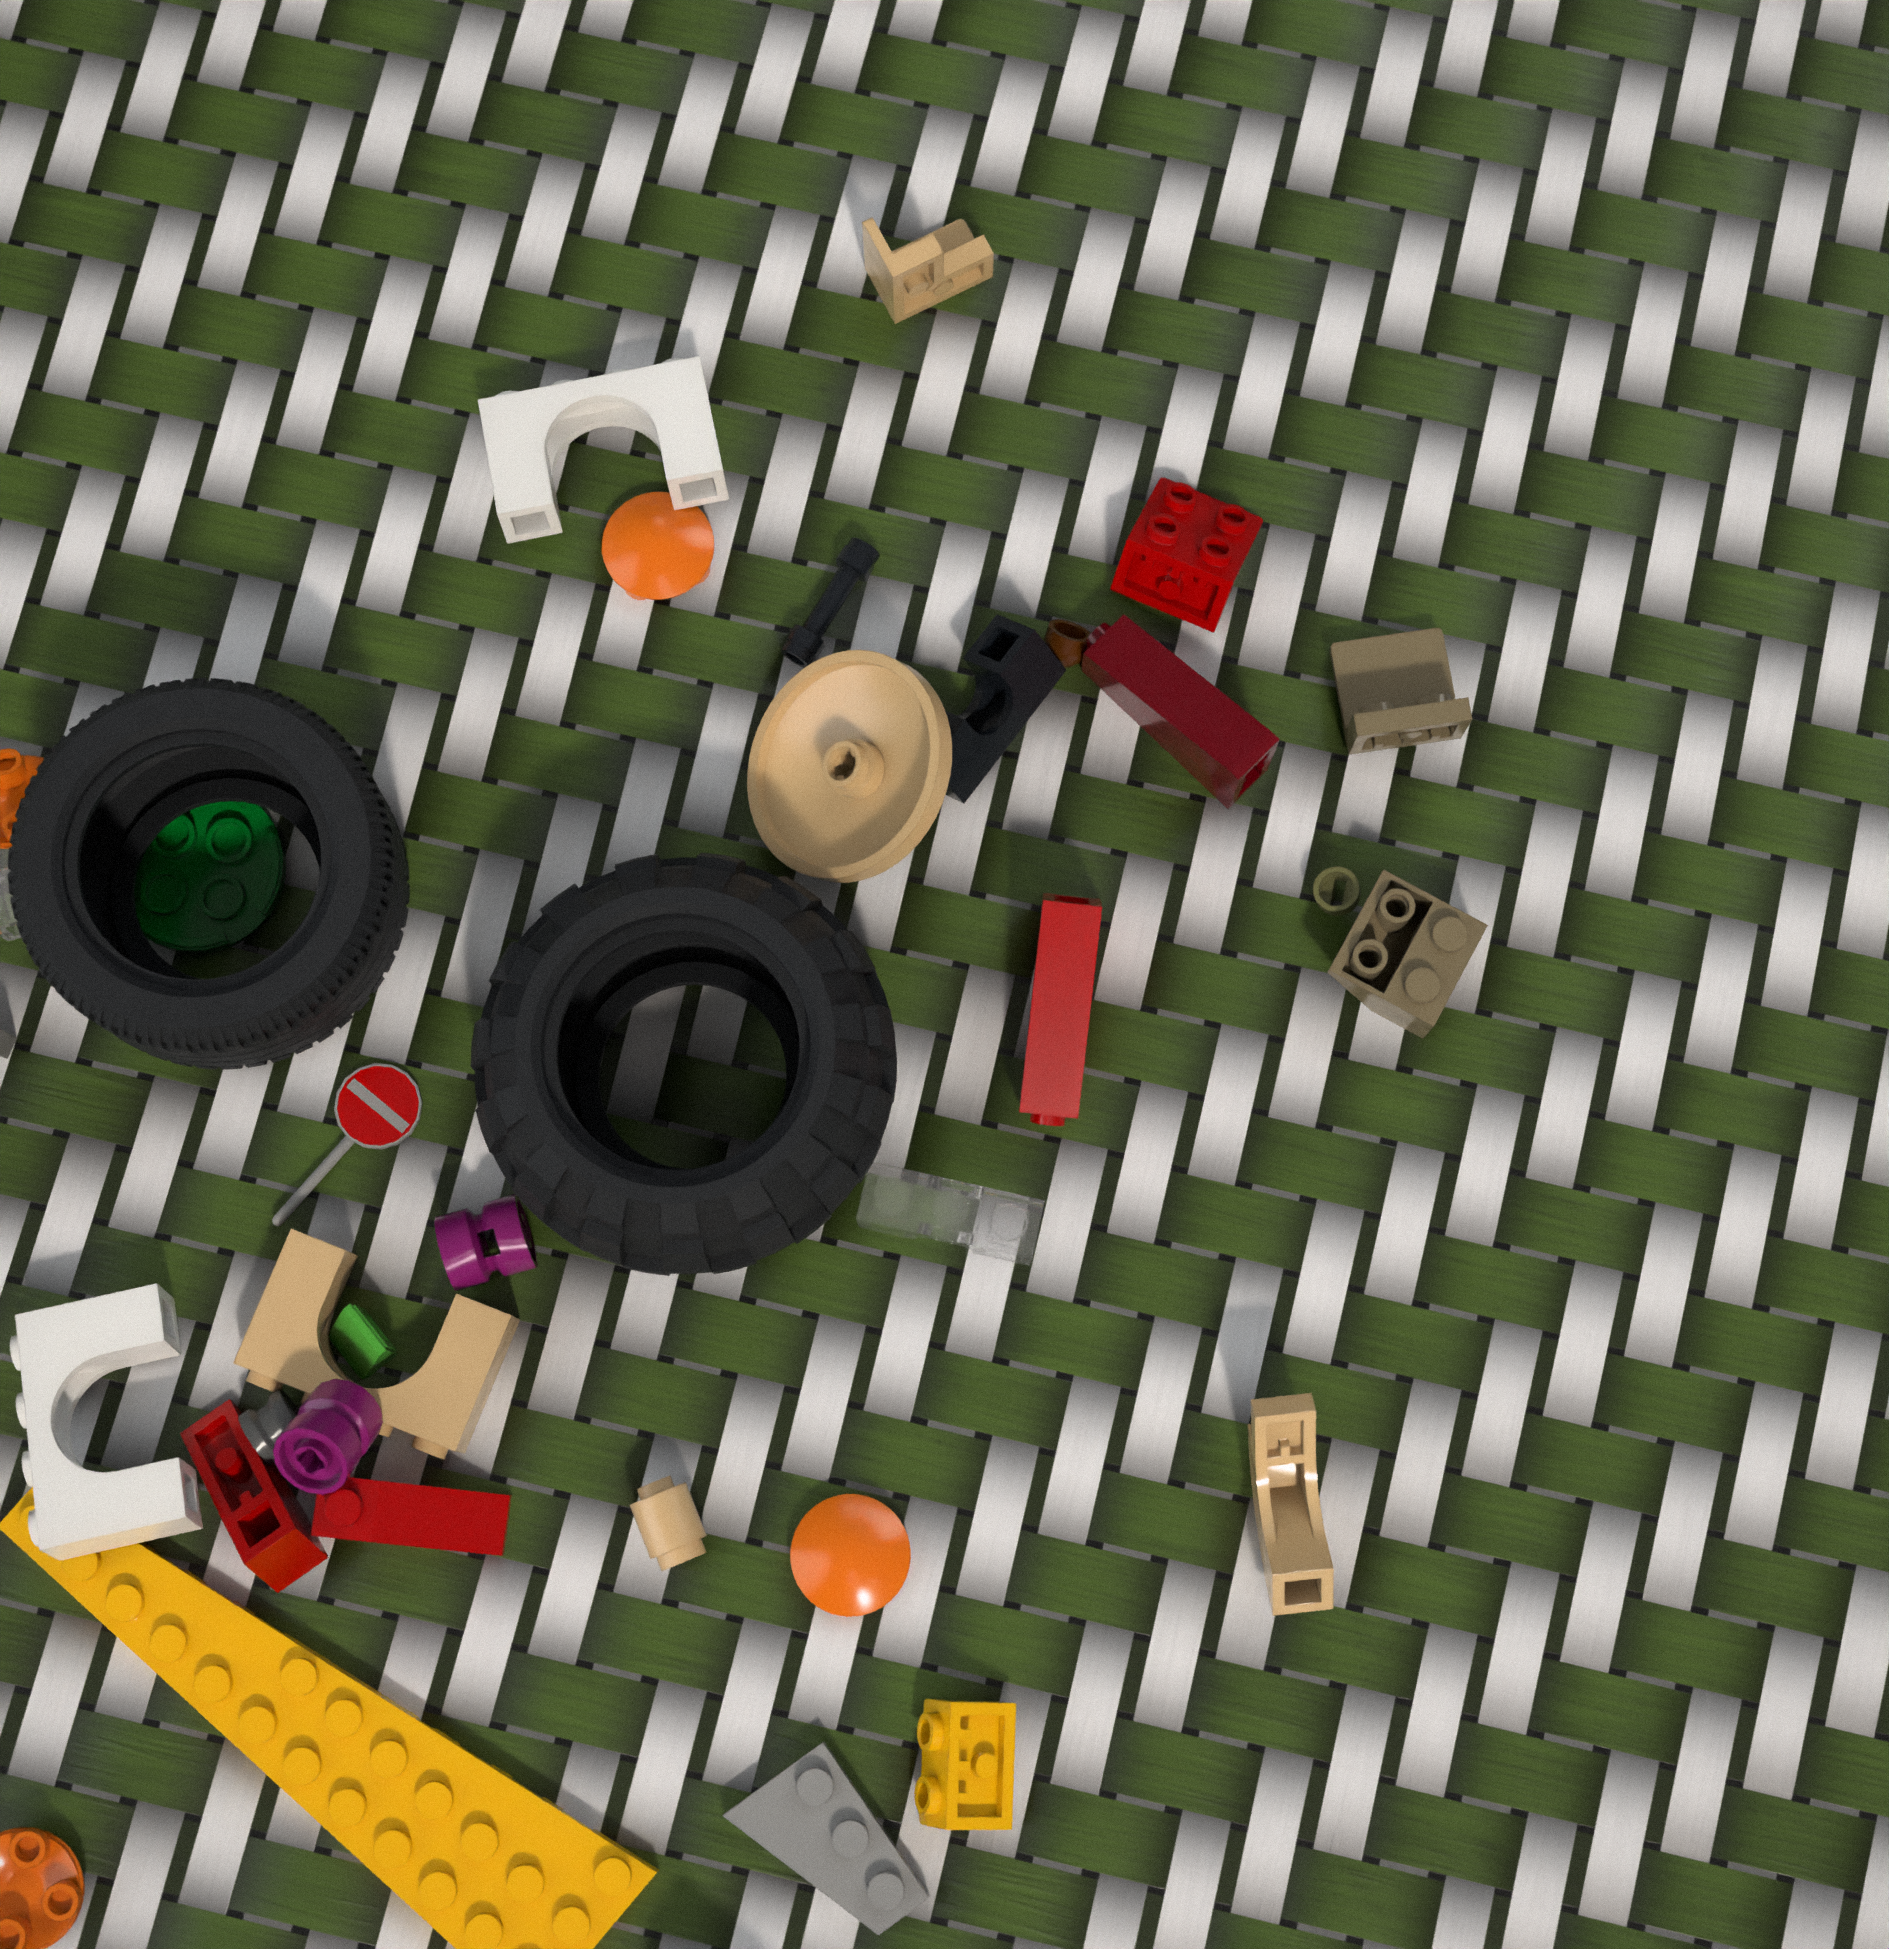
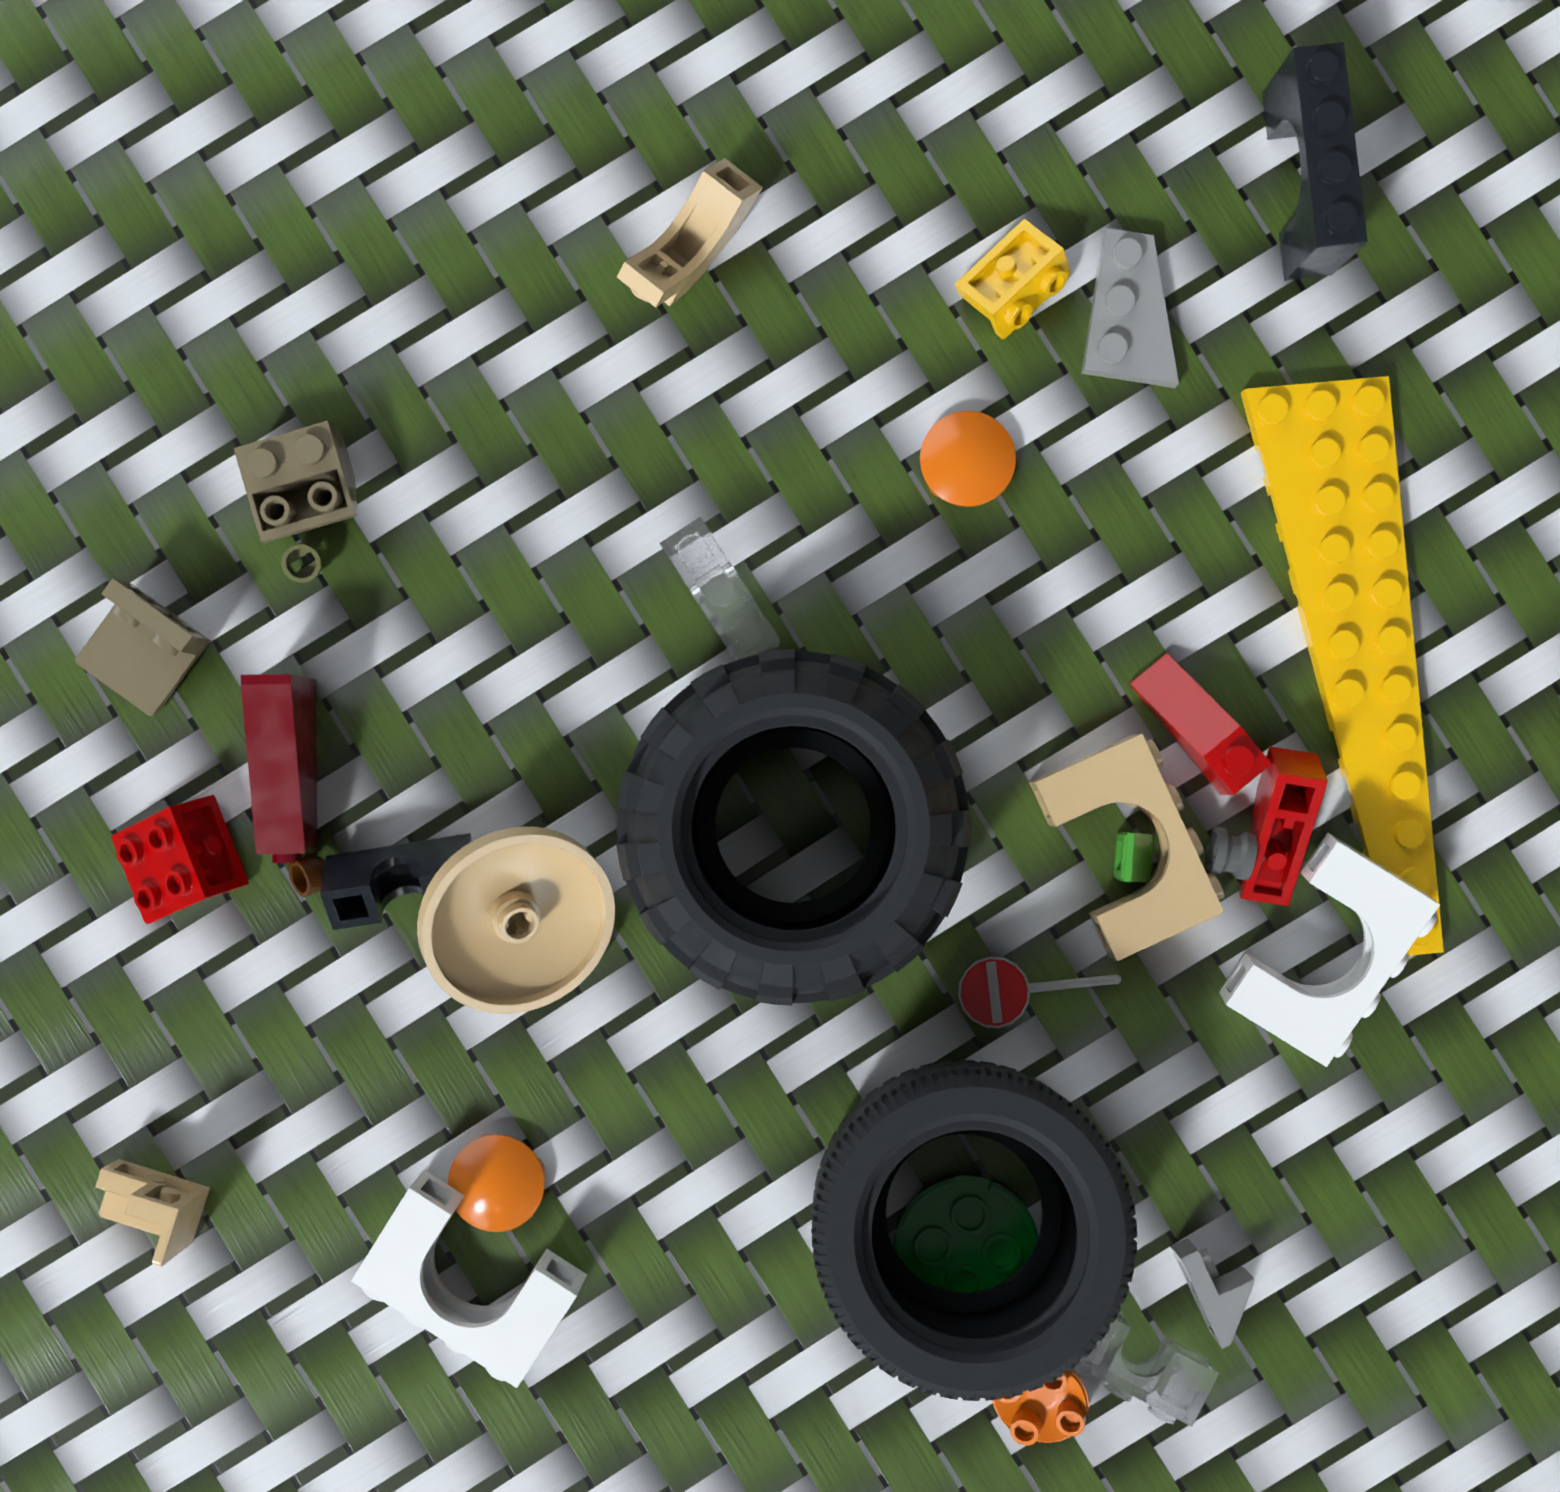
camera: 135 degrees left, 10 degrees up
(328, 1436) = (1210, 810): magenta wheel -> none
(466, 1250) = (1024, 850): magenta wheel -> none
(669, 1522) = (1055, 575): tan brick -> none
(854, 563) = (387, 1051): black bar -> none
(1060, 1008) = (533, 654): red slope -> none

